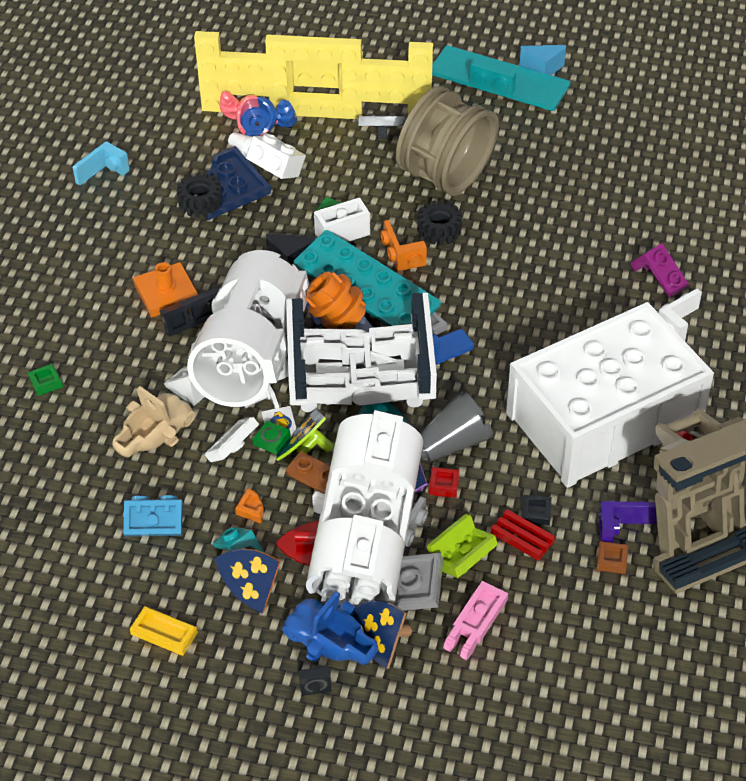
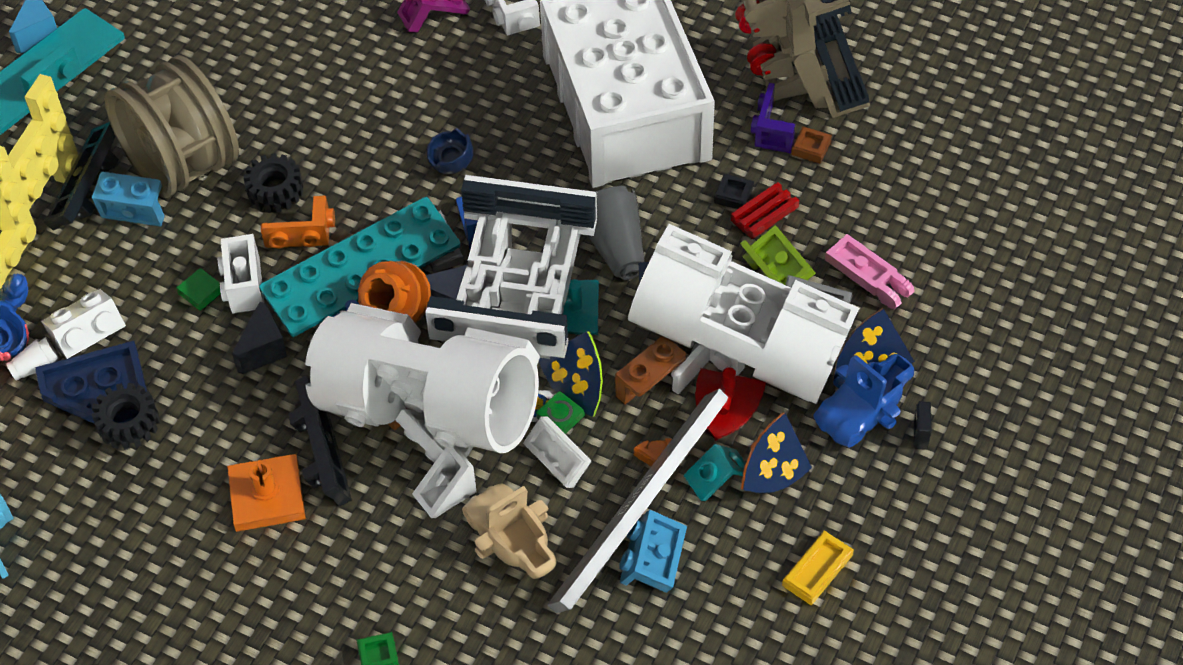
camera: 75 degrees left, 5 degrees up
(196, 495) = (637, 502): none -> tile
(388, 139) = (128, 198): none -> dark azure bracket
(504, 313) = (450, 151): none -> dark blue hair

